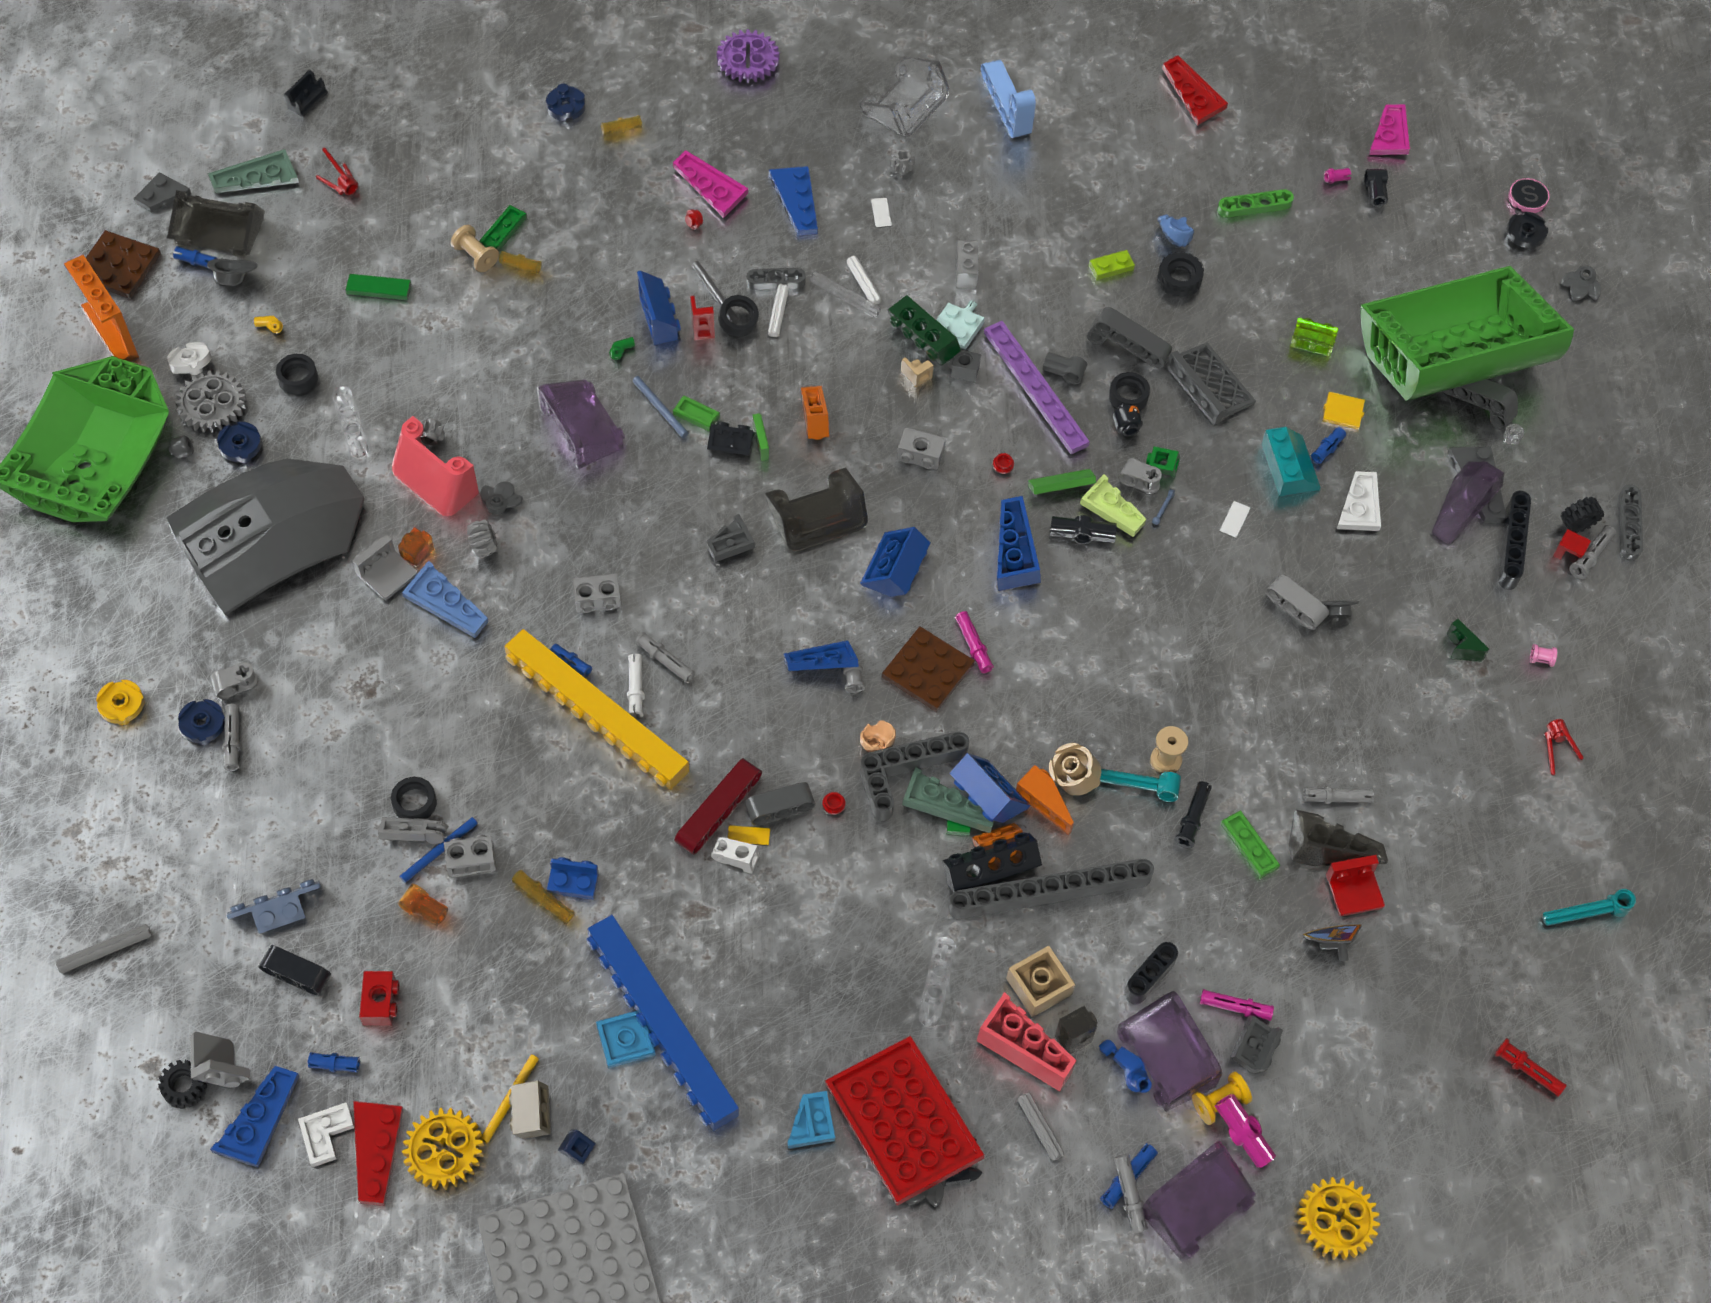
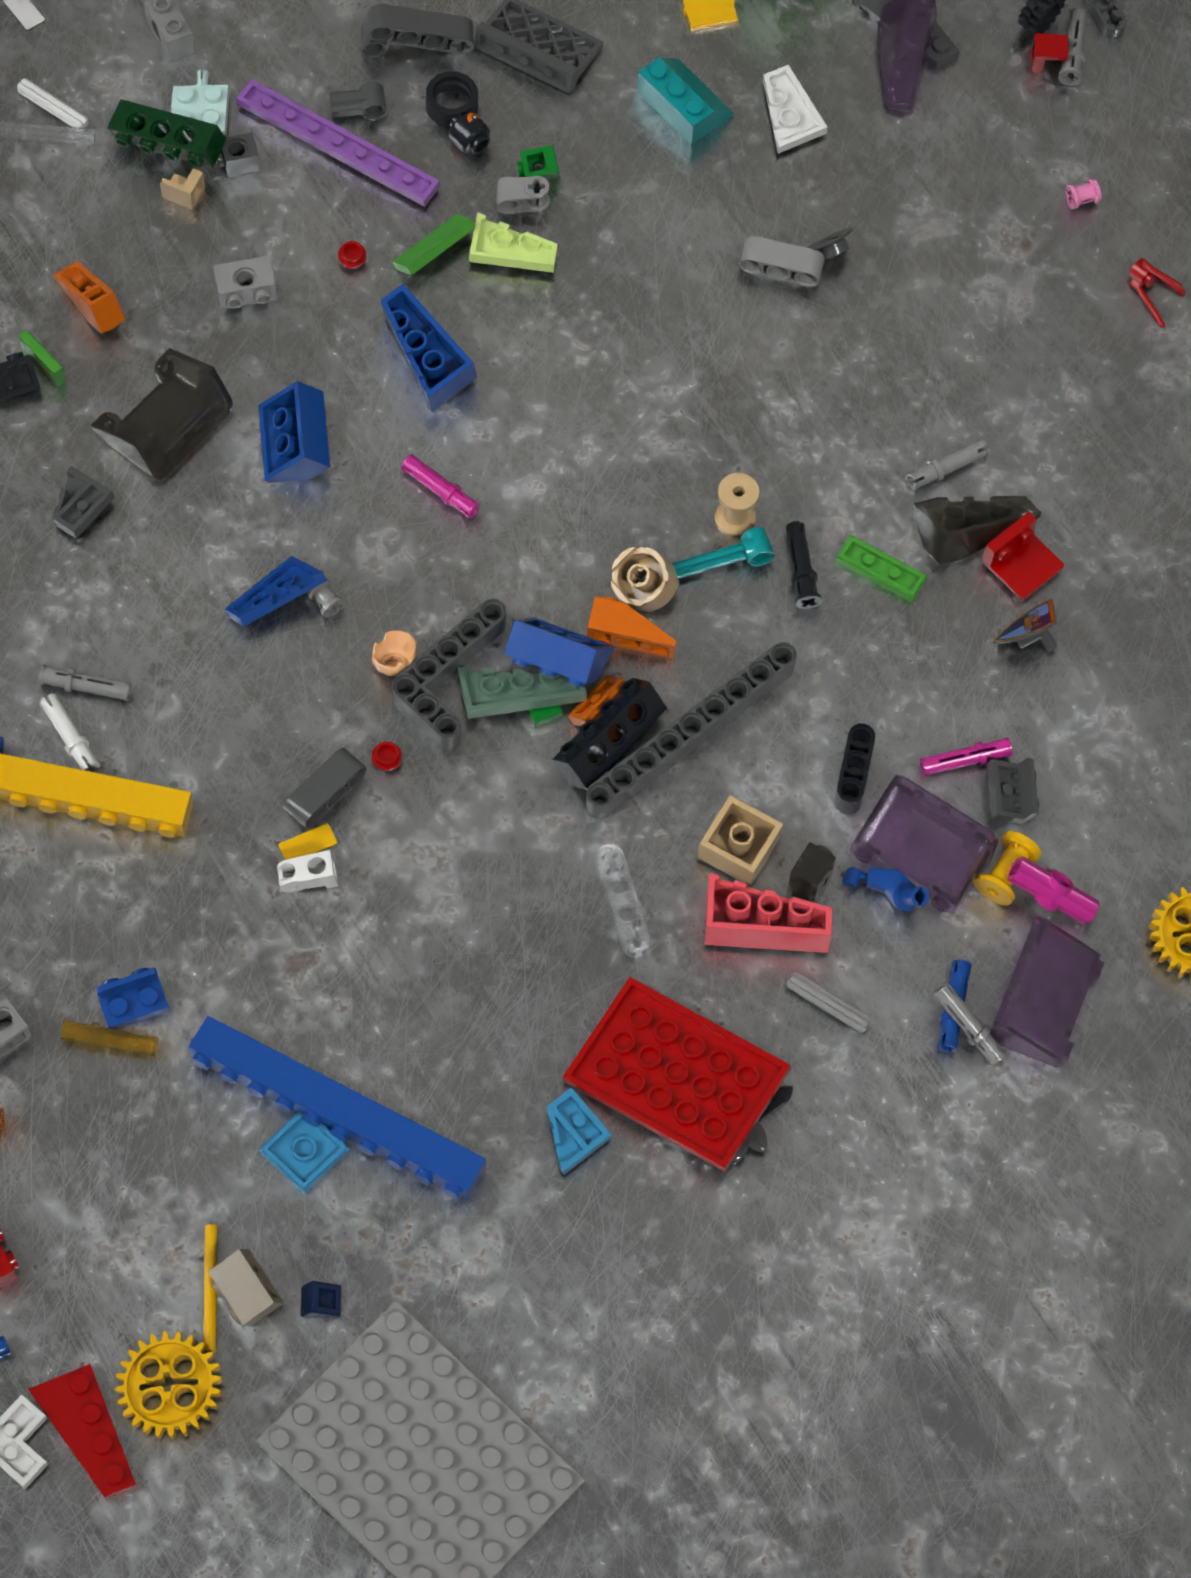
camera: 30 degrees left, 5 degrees up
(718, 806) = (254, 827): dark red beam -> none
(928, 669) = (404, 544): reddish brown plate -> none
(1083, 529) = (491, 291): black piece -> none
(1156, 520) = (568, 240): sand blue hinge -> none
(1235, 519) = (656, 196): white sticker -> none
(1328, 445) = (715, 57): blue pin -> none
(1469, 645) = (998, 220): dark green slope -> none
(1514, 528) = (978, 59): black beam -> none

